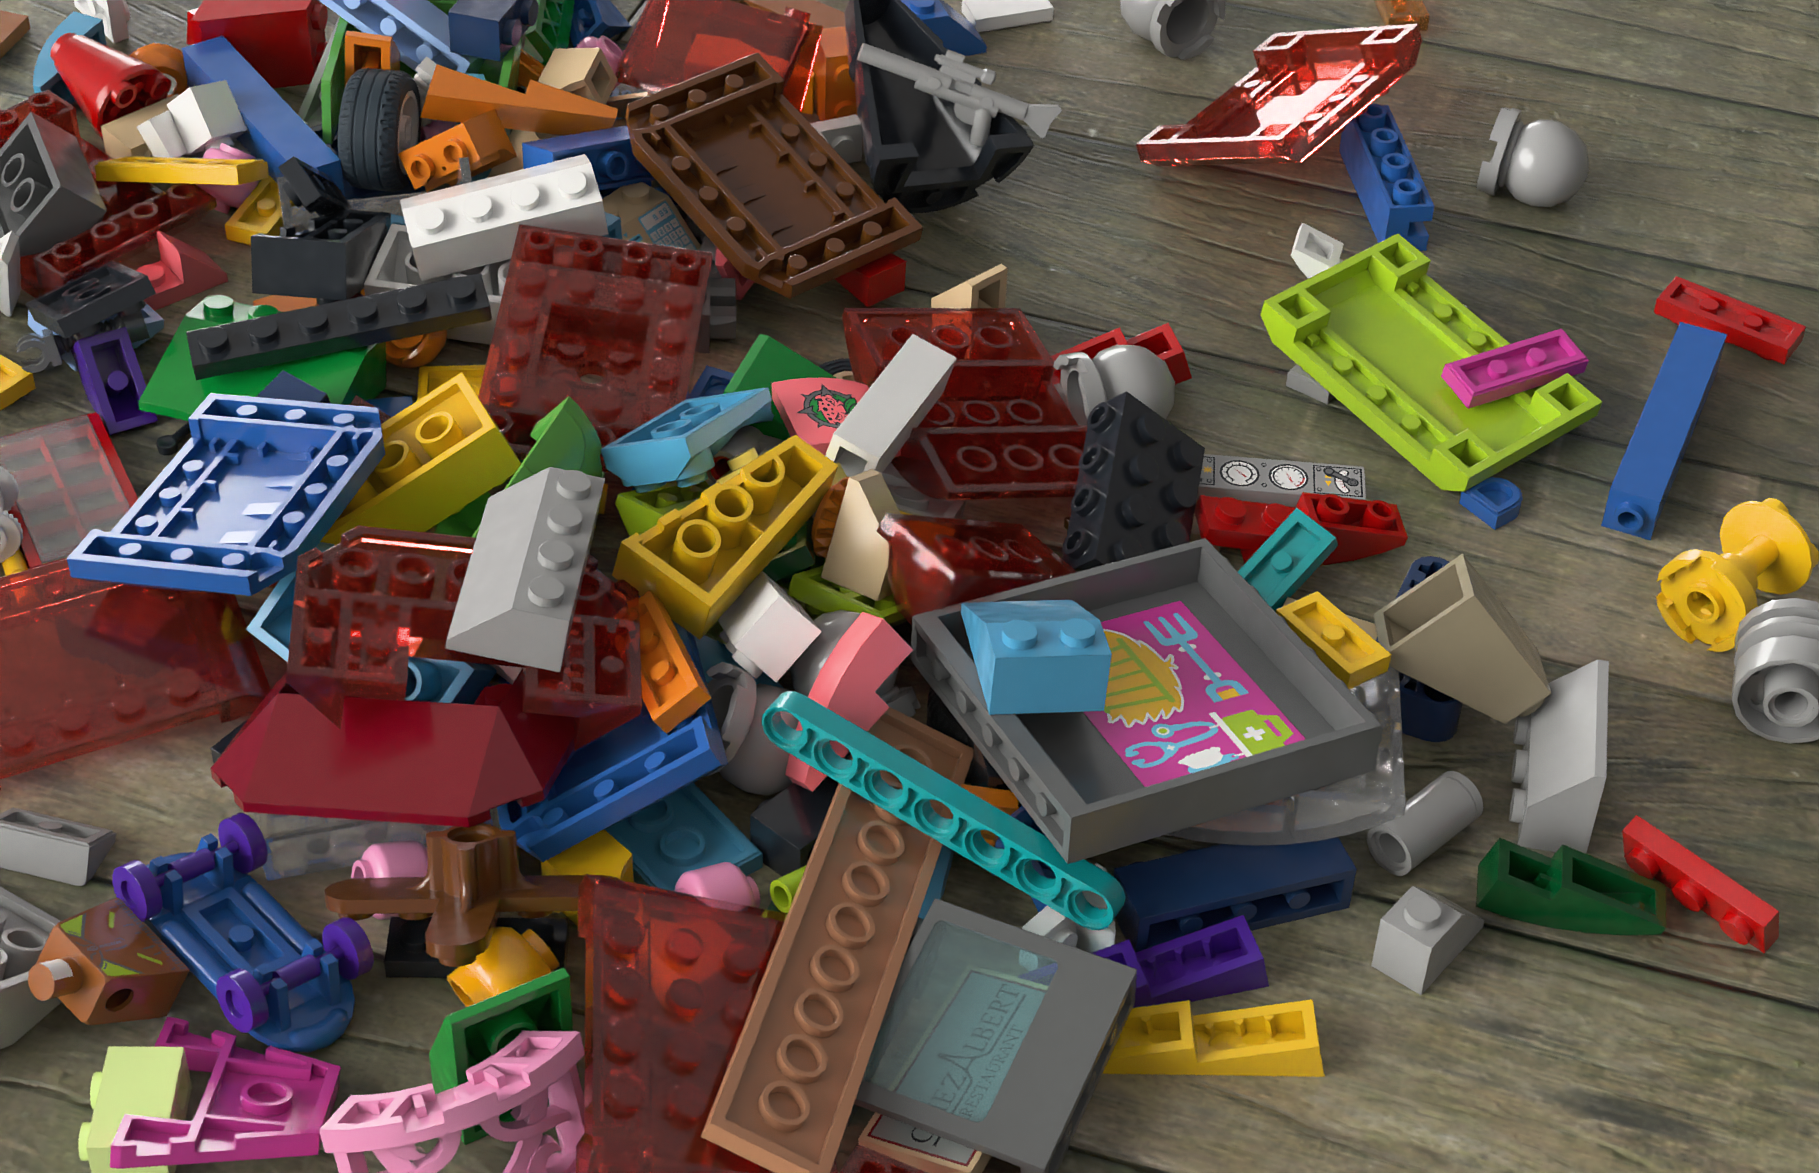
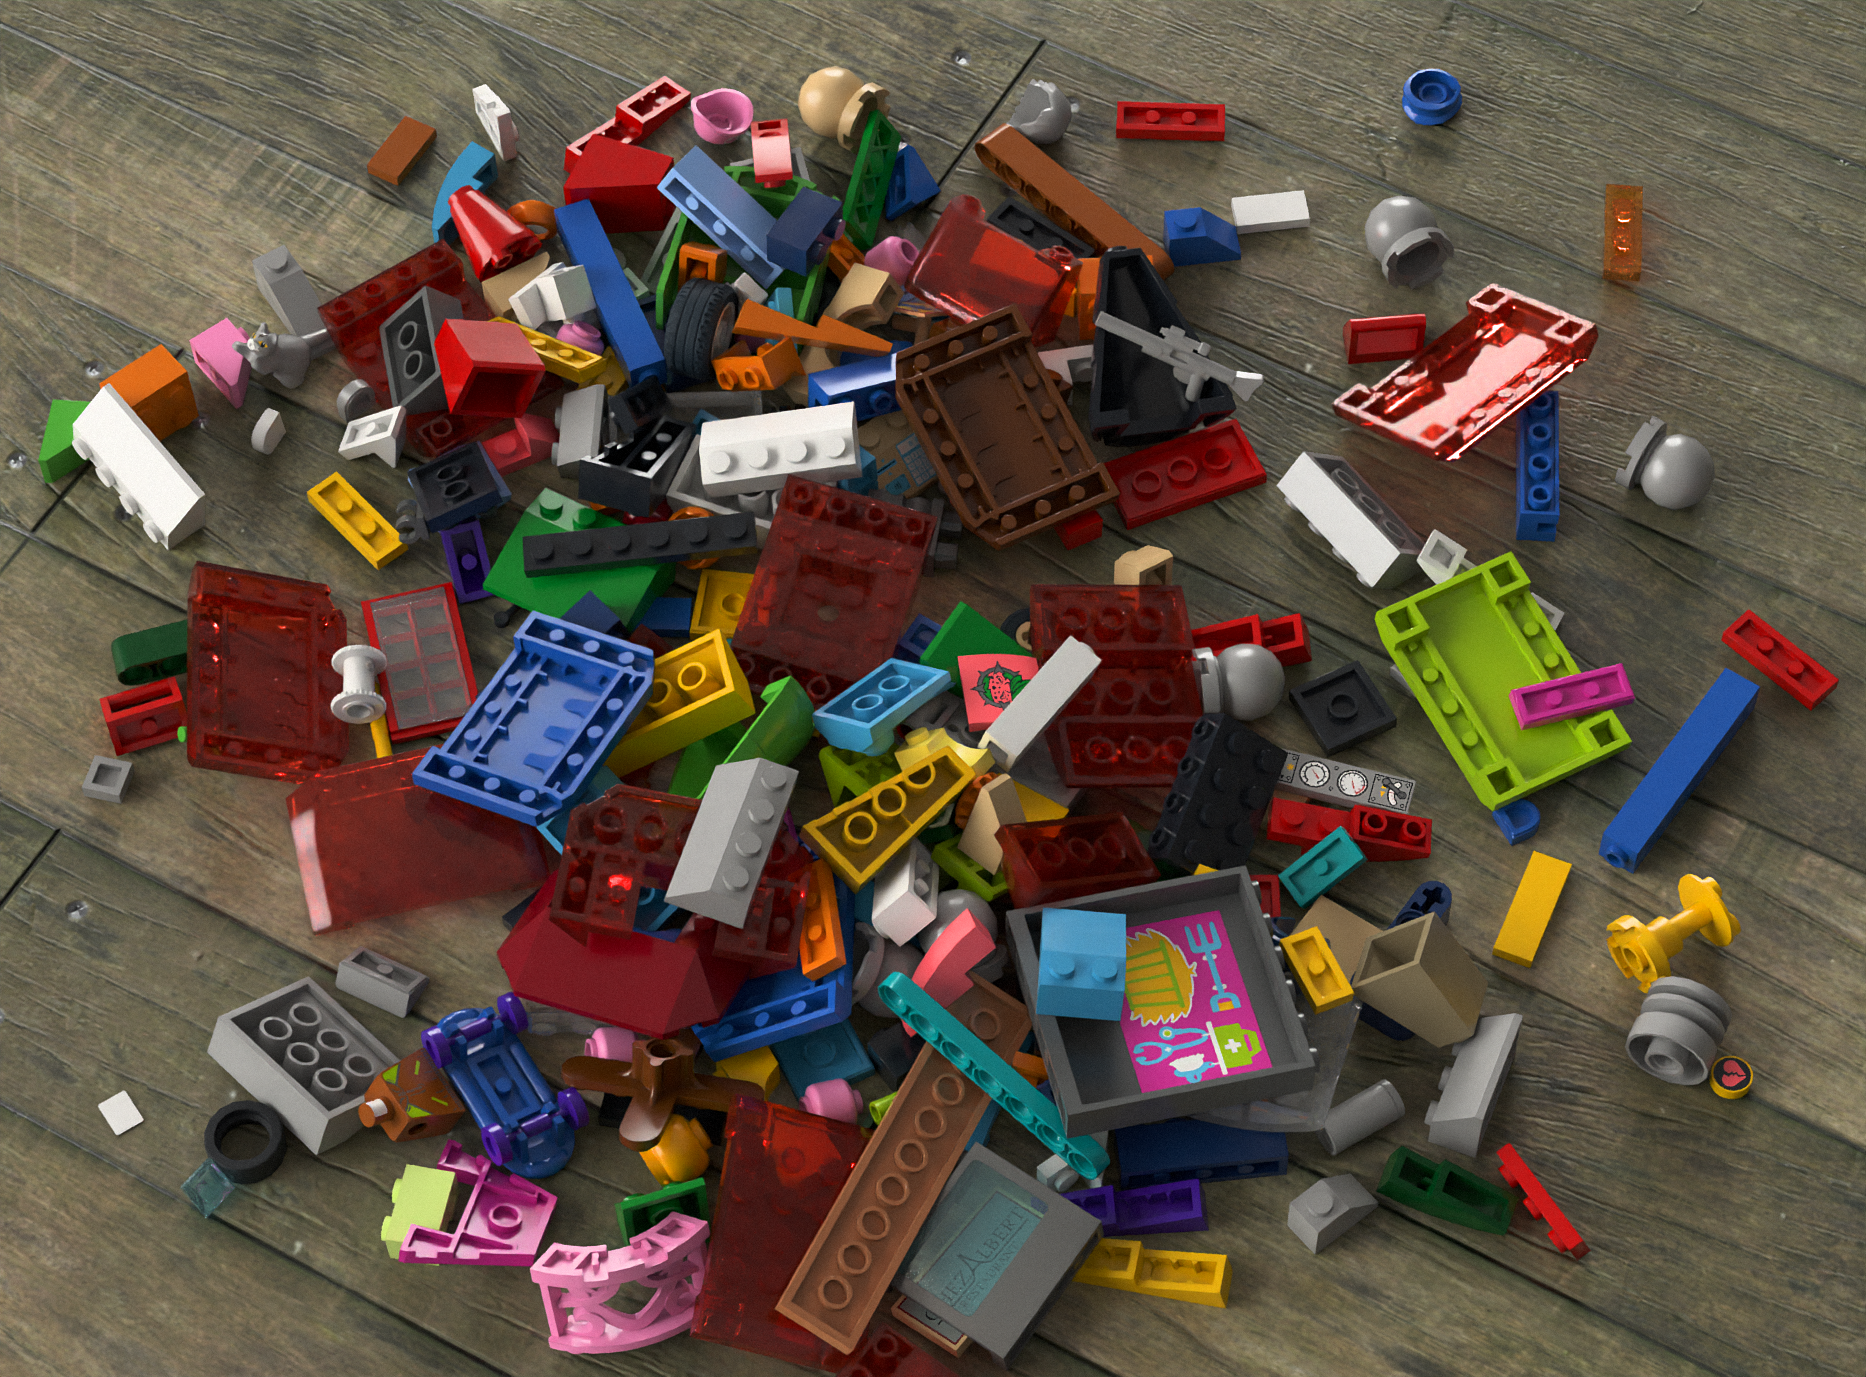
camera: 15 degrees right, 15 degrees up
(119, 174) = (487, 368): none -> red slope
(242, 214) = (582, 428): none -> light grey slope
(986, 230) = (1184, 473): none -> red tile
(1176, 98) = (1384, 338): none -> red tile
(1196, 244) = (1352, 519): none -> slope
(1246, 415) = (1342, 708): none -> black plate
(1549, 585) = (1532, 909): none -> yellow tile

